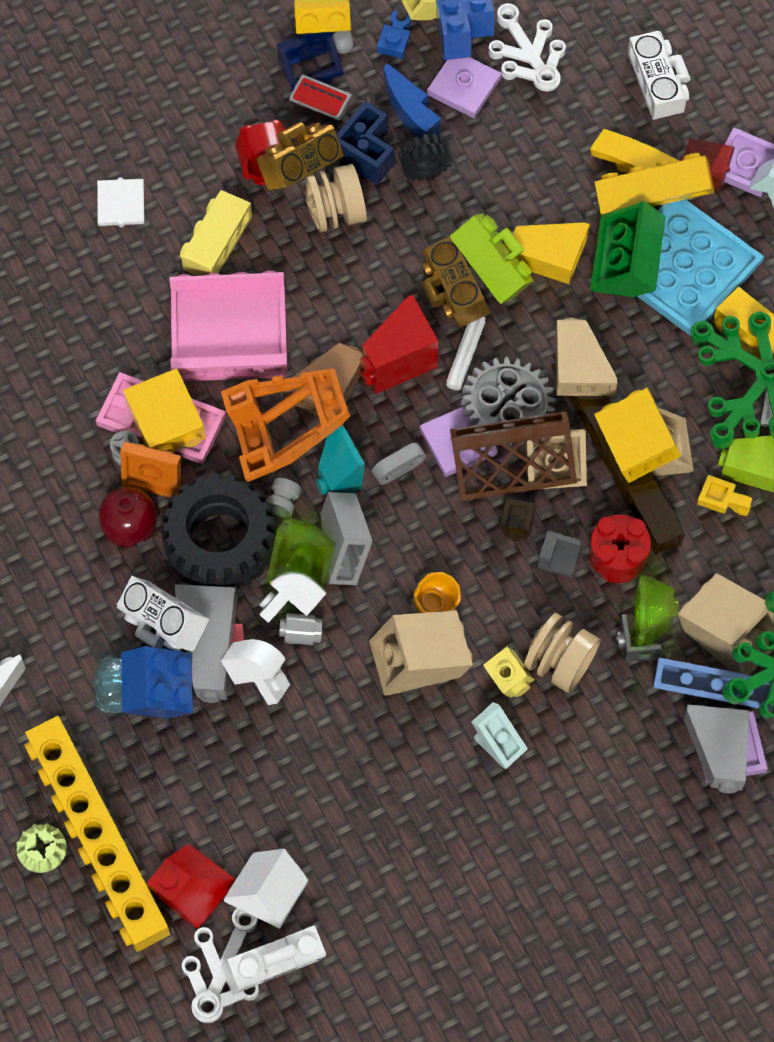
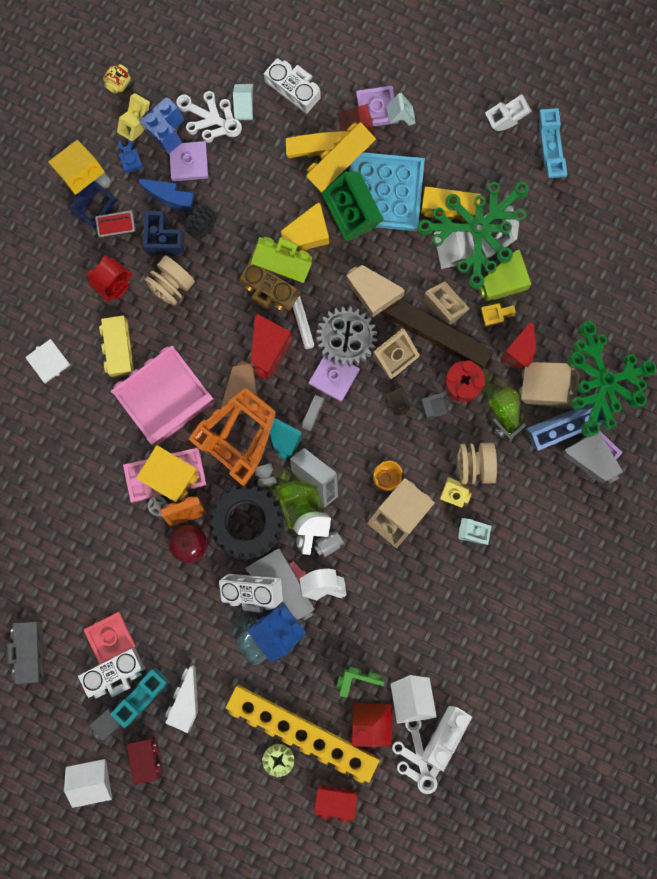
camera: 30 degrees left, 15 degrees up
(73, 946) = (335, 803): none -> red brick
(199, 801) = (344, 682): none -> bright green bracket
(291, 162) = (133, 270): pearl gold piece -> none
(514, 432) = (366, 359): reddish brown fence -> none
(582, 57) = (243, 101): none -> light aqua slope
(637, 434) = (435, 313): yellow brick -> none
(720, 549) = (522, 349): none -> red slope
(725, 380) = (455, 248): none -> white slope

